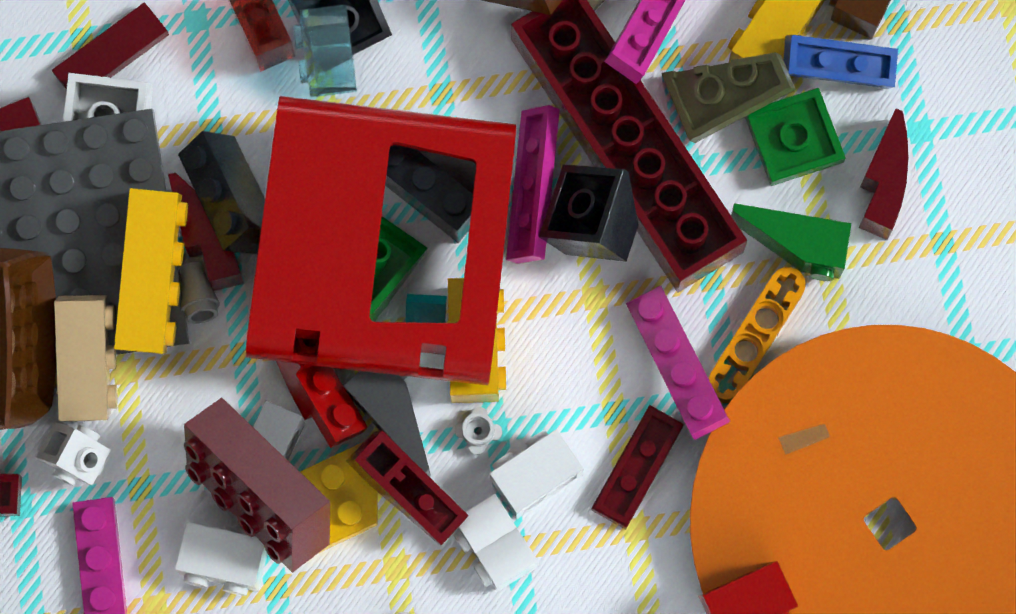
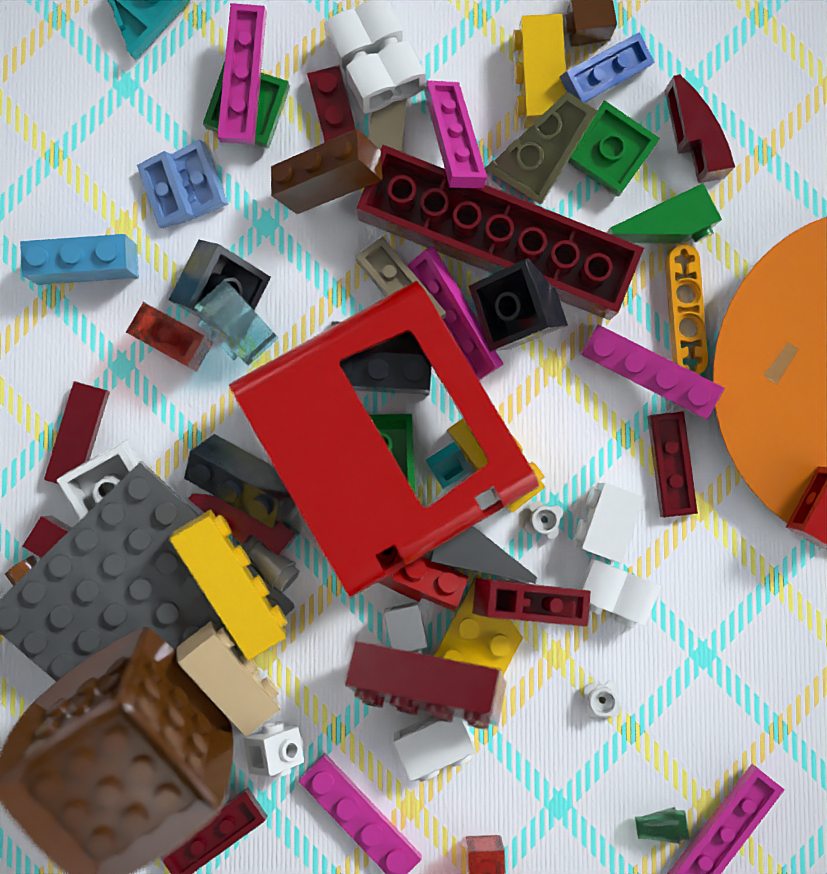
camera: 35 degrees left, 10 degrees up
(503, 104) = (389, 270): none -> dark tan plate

